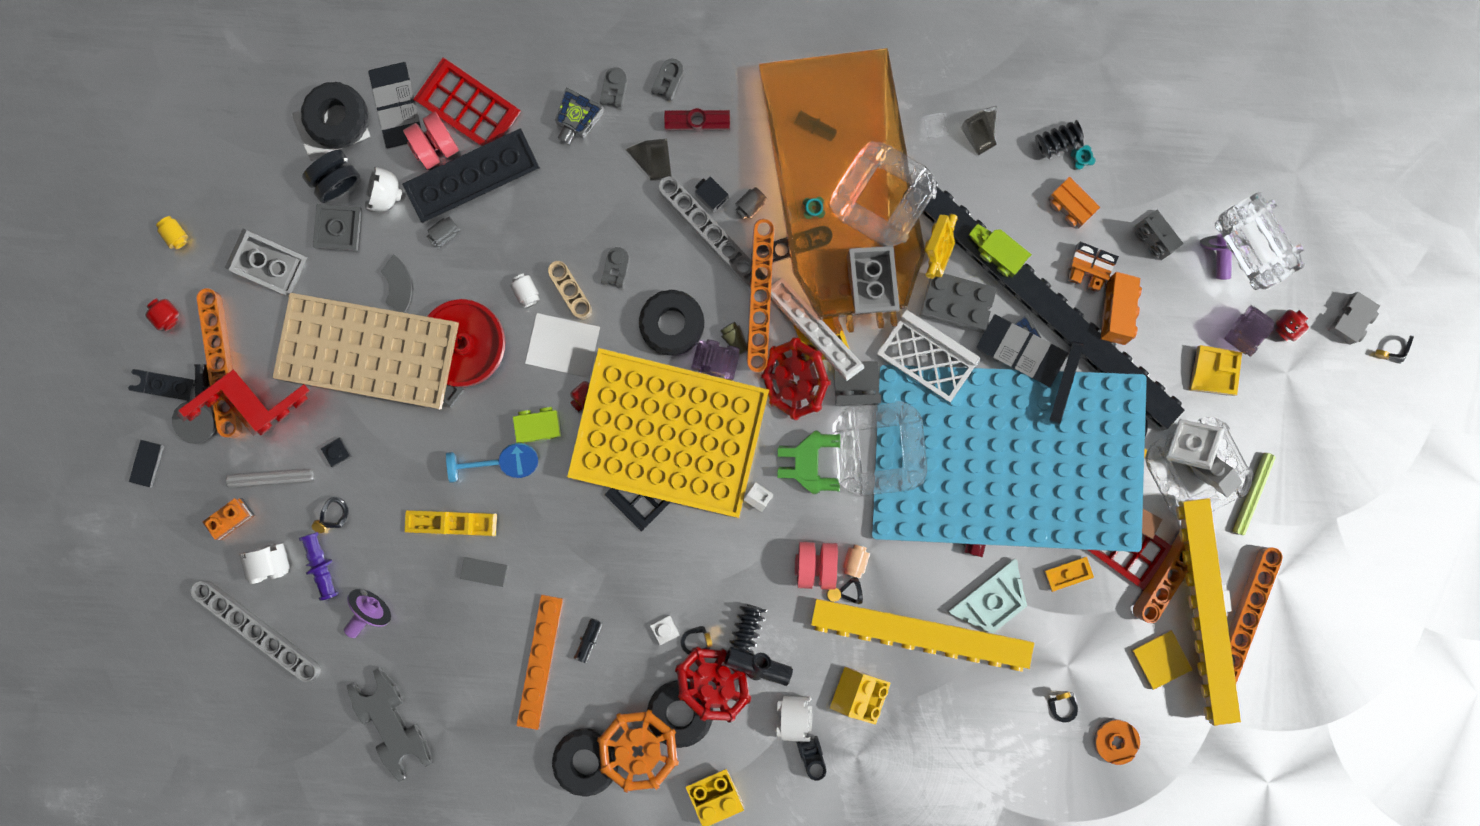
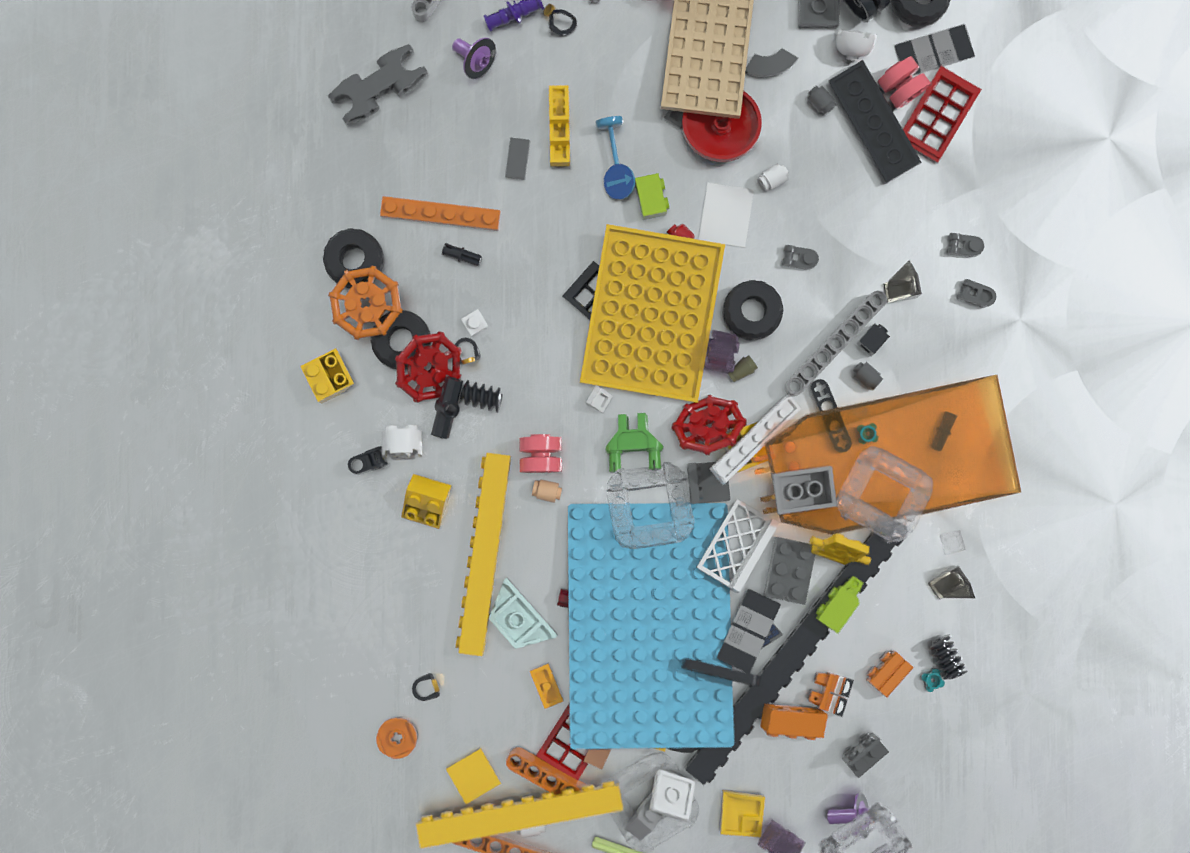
camera: 85 degrees right, 0 degrees up
(336, 452) = (616, 20): black plate -> none
(567, 280) = (781, 209): tan beam -> none
(576, 115) = (937, 212): torso -> none
(711, 120) = (940, 309): dark red piece -> none
(762, 306) = (773, 384): orange beam -> none
(835, 595) = (516, 475): black piece -> none

